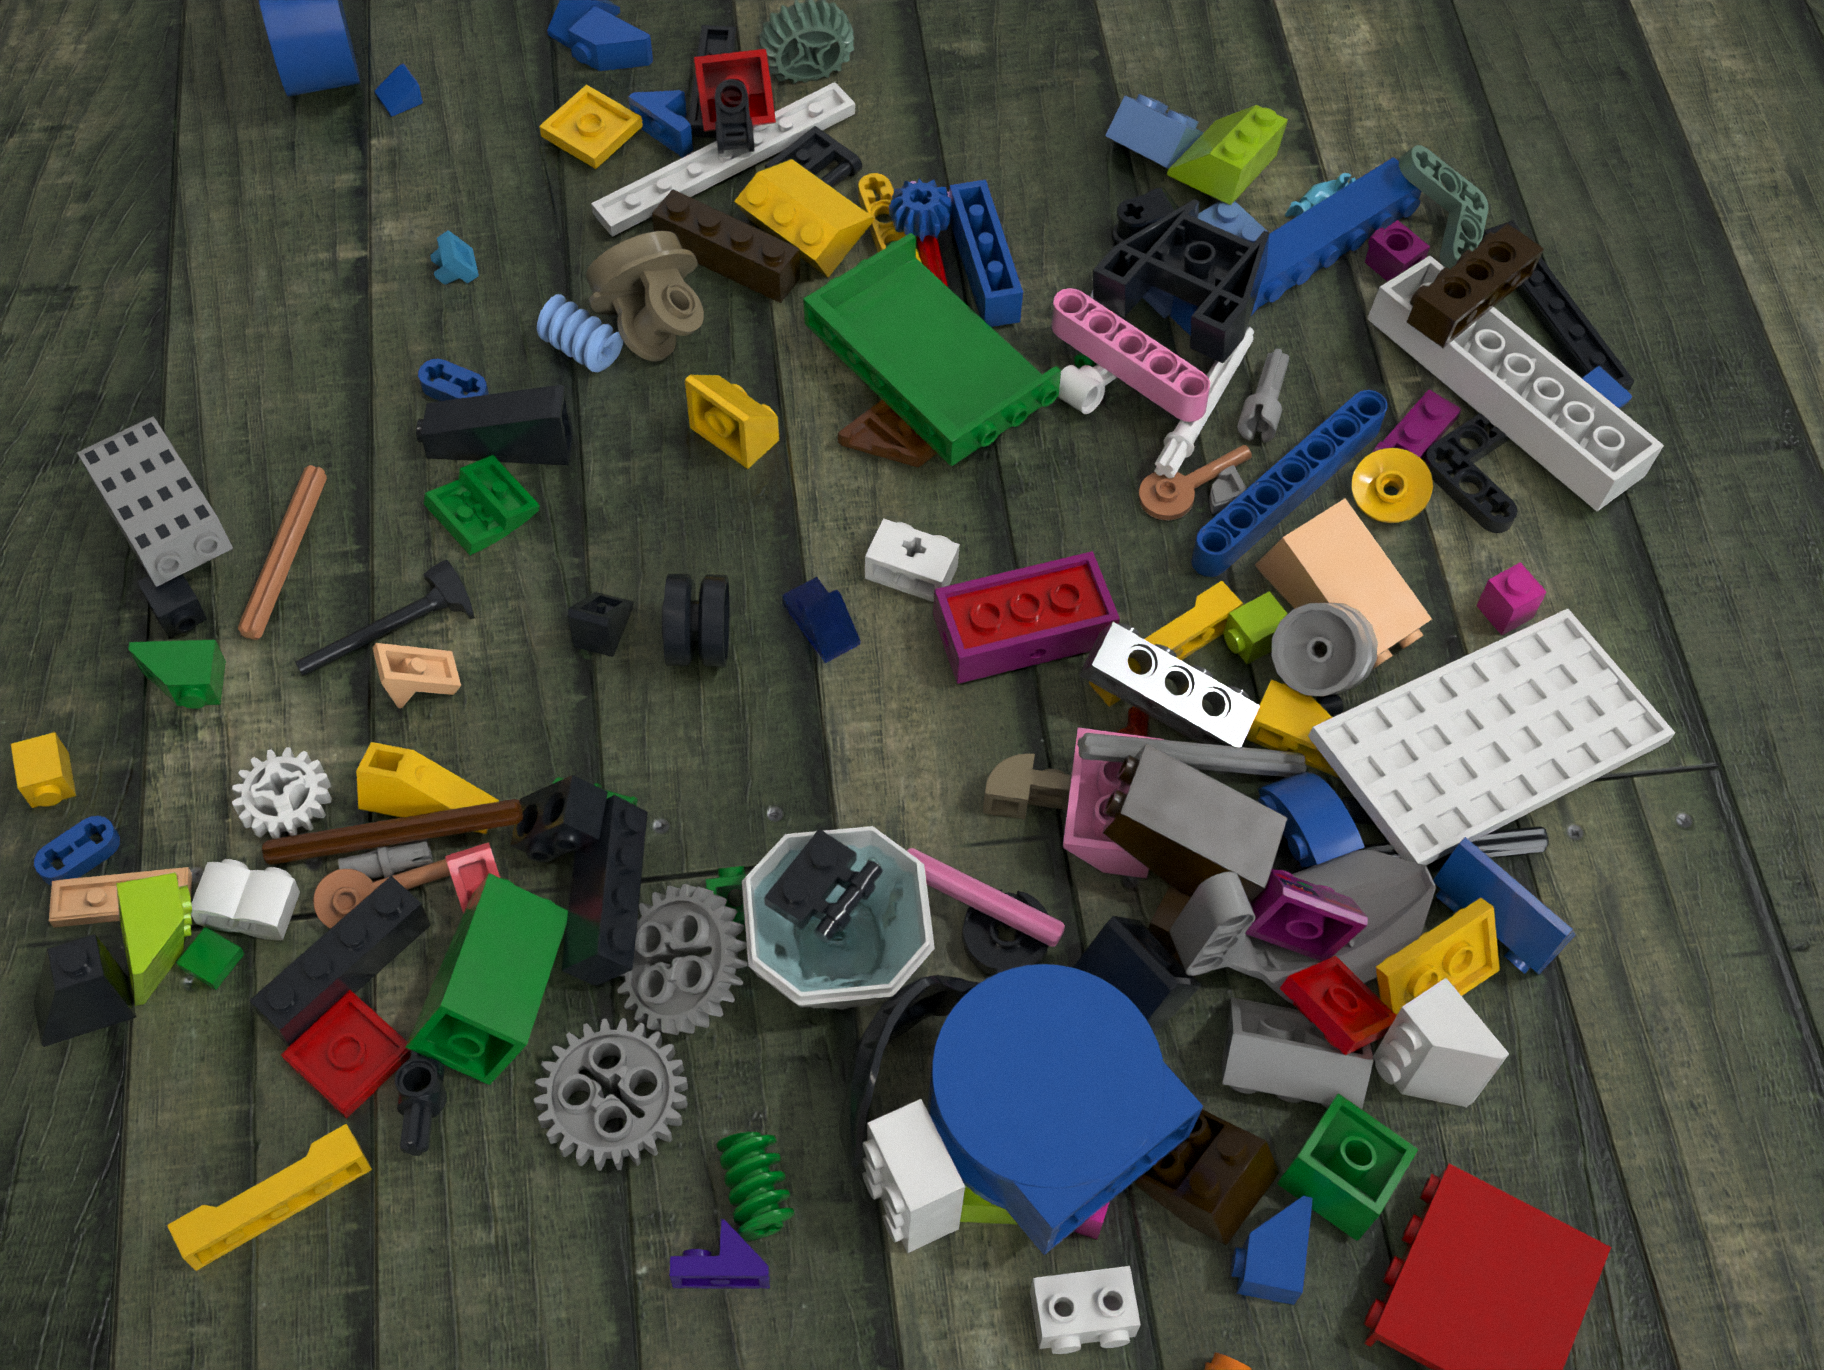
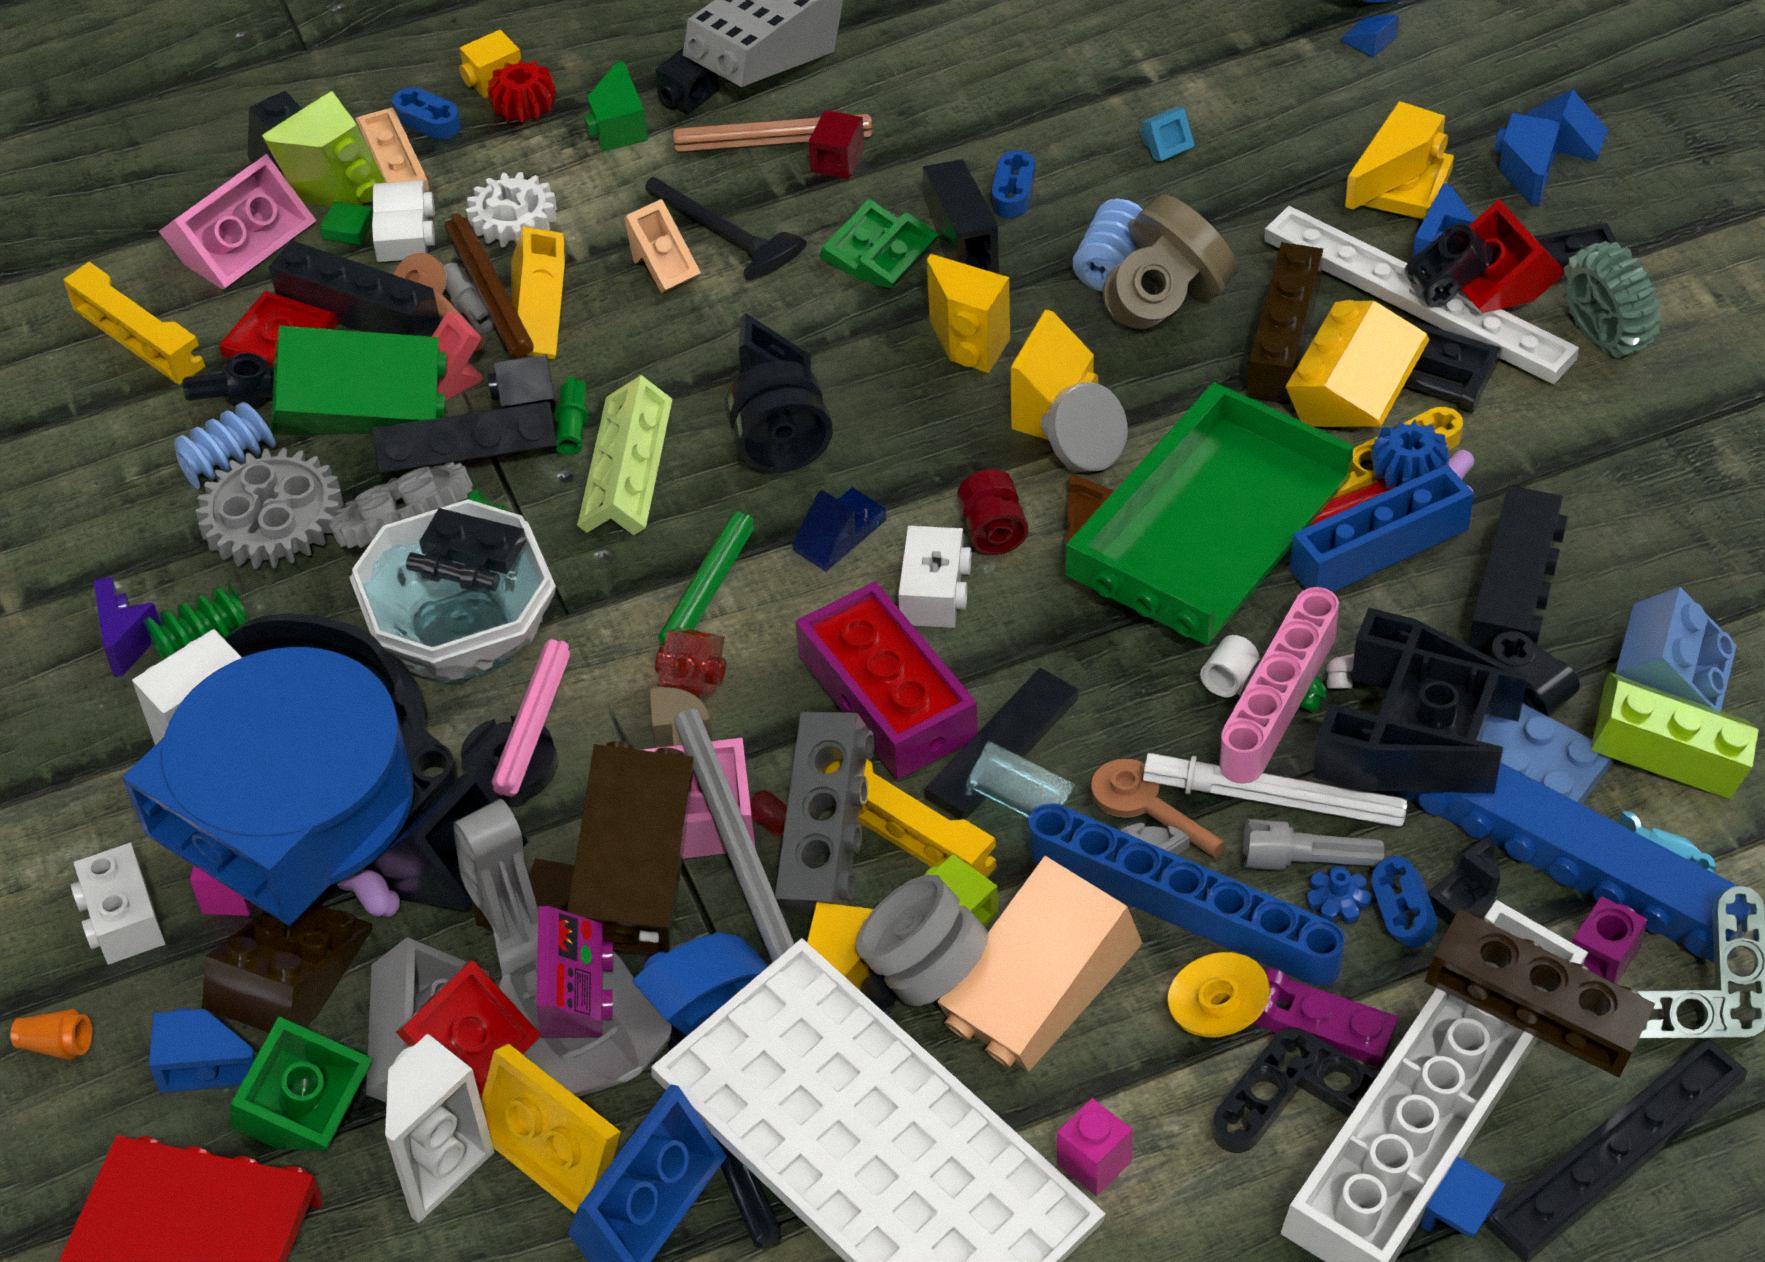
camera: 80 degrees right, 10 degrees down
(104, 750) = (521, 91): none -> red gear
(163, 1065) = (238, 224): none -> bright pink slope
(339, 497) = (836, 144): none -> dark red panel
(503, 1127) = (221, 442): none -> light blue piece
(574, 105) = (1397, 153): none -> yellow slope
(626, 450) = (968, 311): none -> yellow slope
(674, 752) = (626, 457): none -> yellowish green fence
(796, 406) = (1086, 427): none -> light grey tile
(847, 733) = (710, 574): none -> green axle
(859, 497) = (992, 512): none -> dark red wheel
(955, 757) = (691, 661): none -> clear red brick
(1046, 193) = (1517, 567): none -> black brick
(1075, 534) = (1014, 727): none -> black tile
(1154, 558) = (1016, 781): none -> clear light blue tile
(1305, 393) = (1338, 894): none -> blue plant
(1321, 317) = (1470, 886): none -> black slope
(1331, 345) = (1394, 905): none -> blue beam

